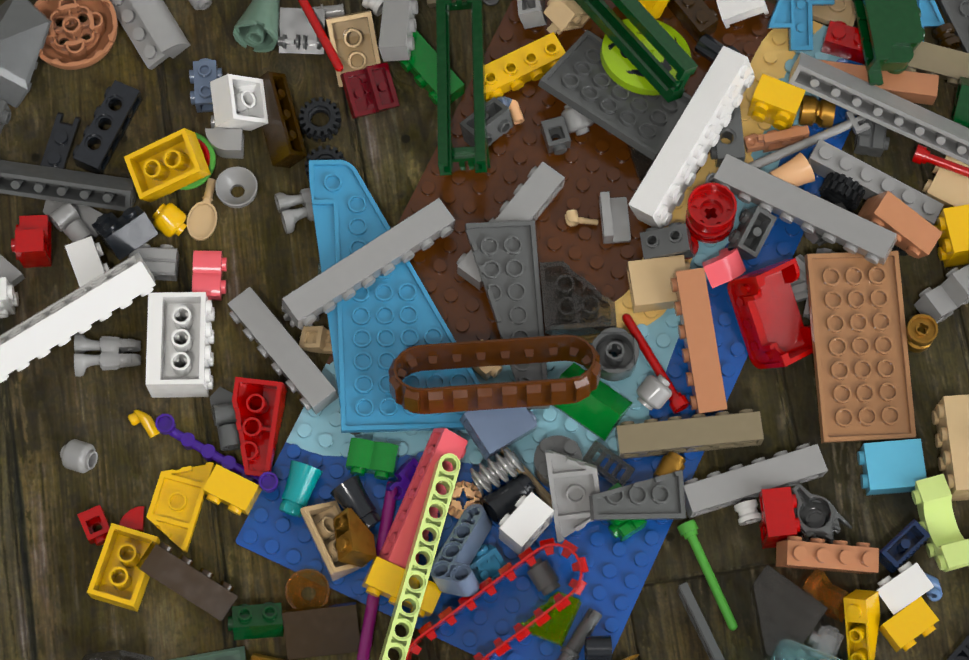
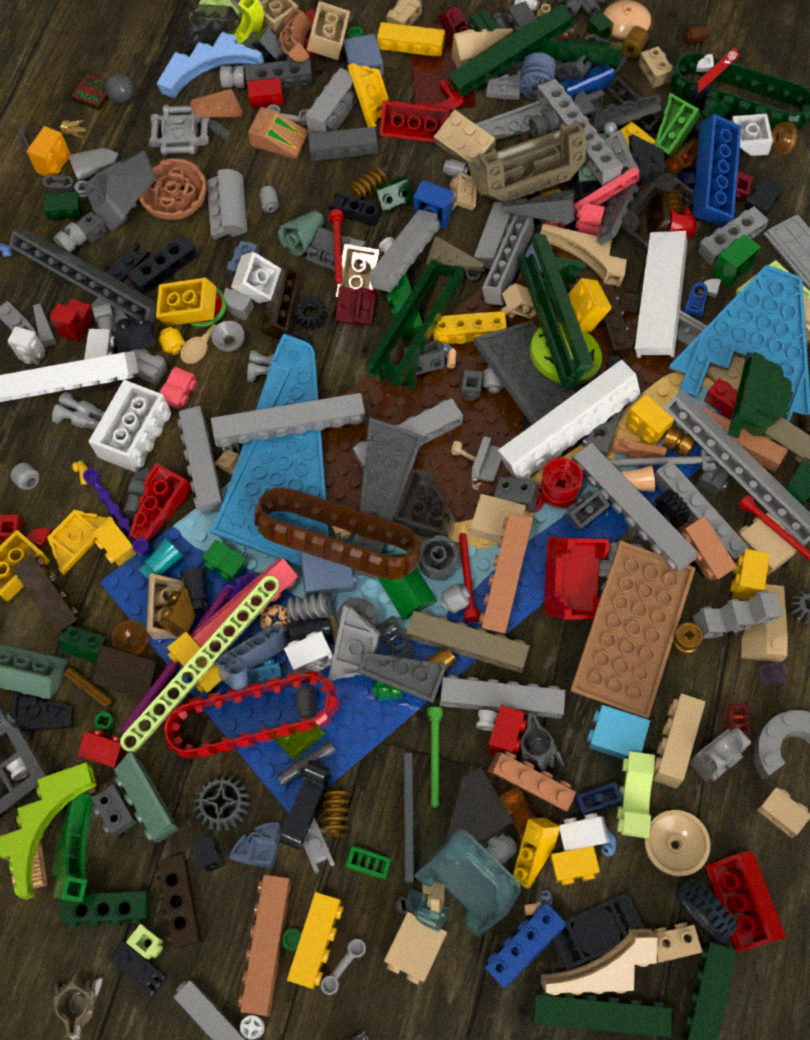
camera: 30 degrees right, 5 degrees down
(724, 267) = (551, 525): coral brick -> none

